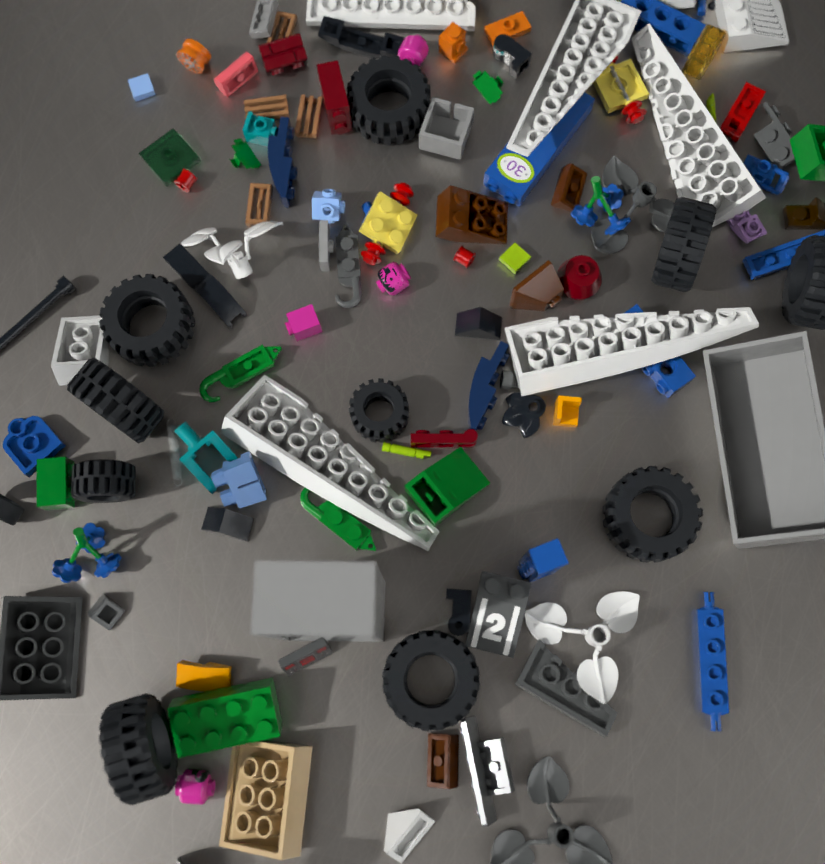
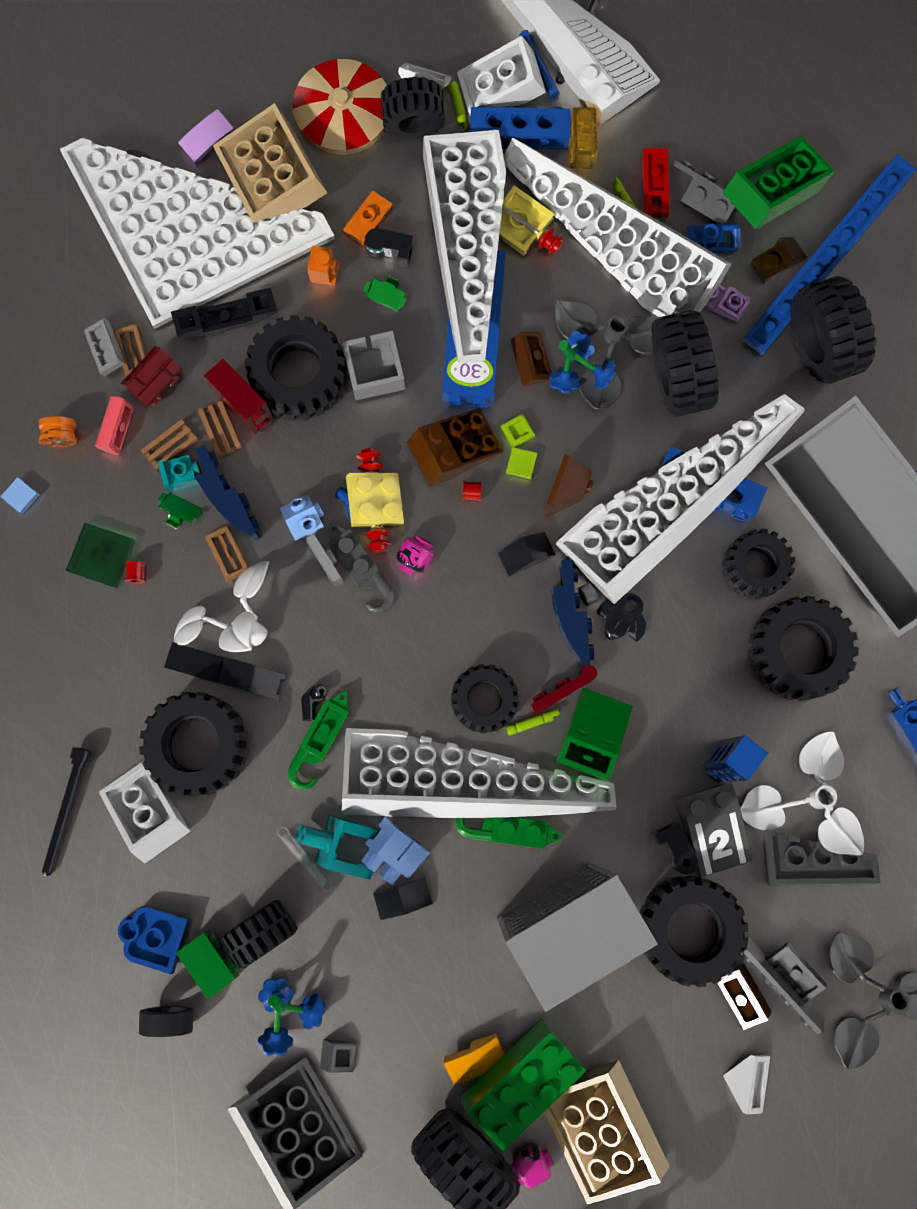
camera: 35 degrees left, 5 degrees up
(116, 400) = (222, 849): black tyre -> none
(251, 340) = (310, 699): none -> black arm
(303, 323) = (352, 653): dark pink brick -> none
(414, 49) = (287, 298): dark pink head -> none
(526, 234) = (517, 431): none -> lime tile
(566, 411) = (663, 593): light orange panel -> none
(580, 277) = (597, 447): dark red cone -> none
(667, 417) = (777, 555): none -> black tyre

